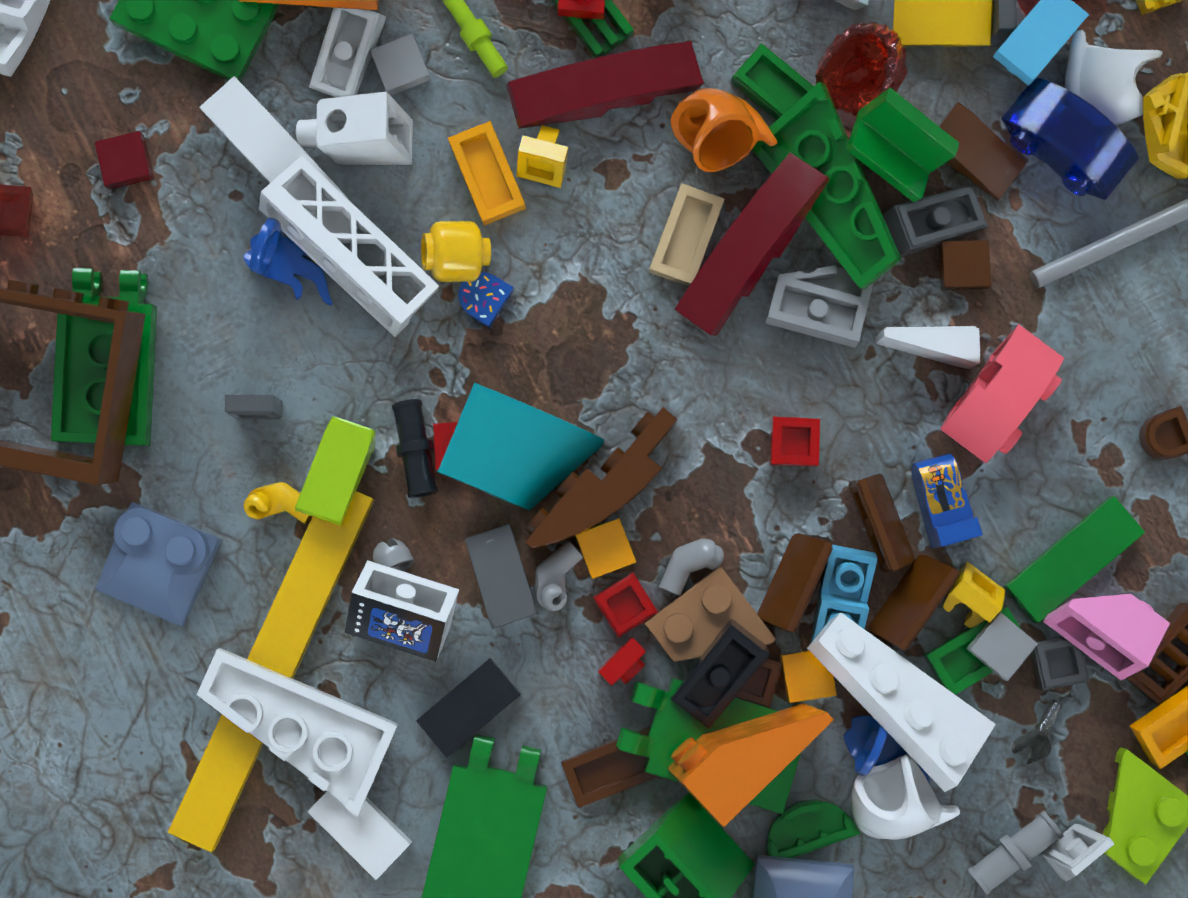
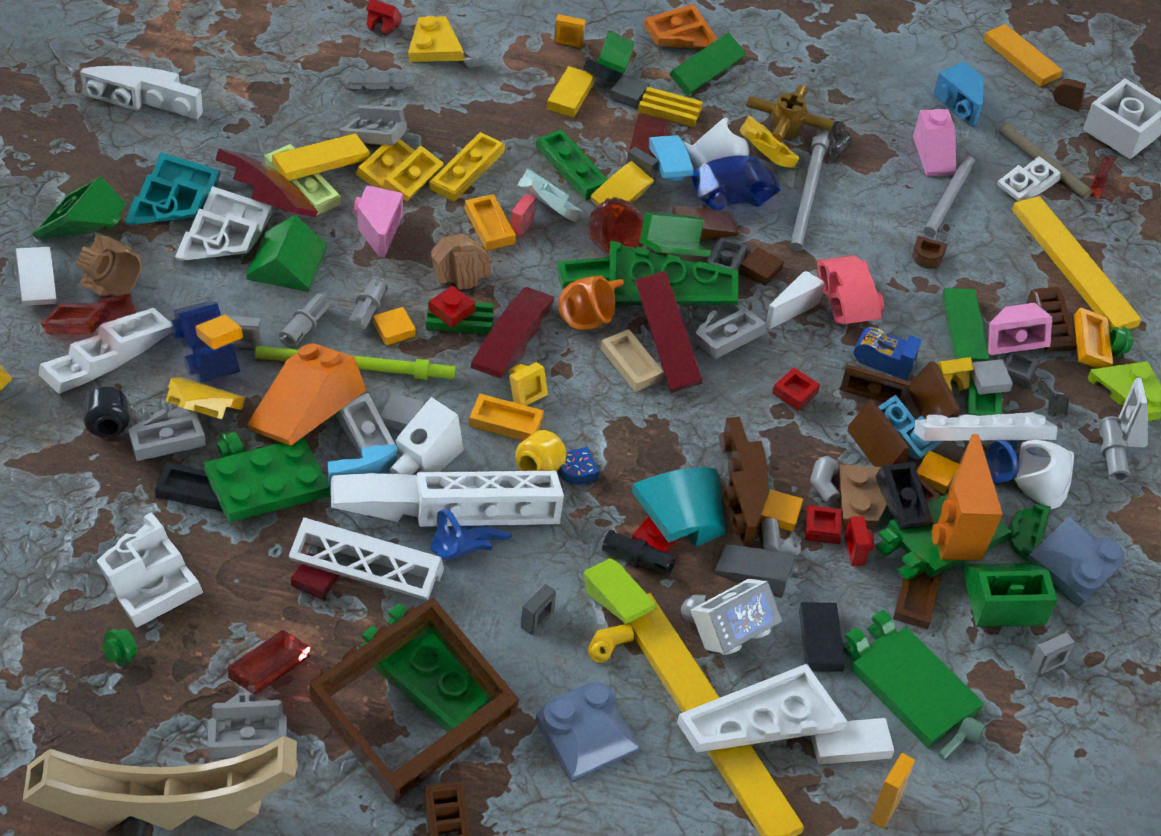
camera: 55 degrees left, 35 degrees down
(188, 191) = (368, 551): none -> white fence
(286, 95) = (373, 459): none -> medium azure slope

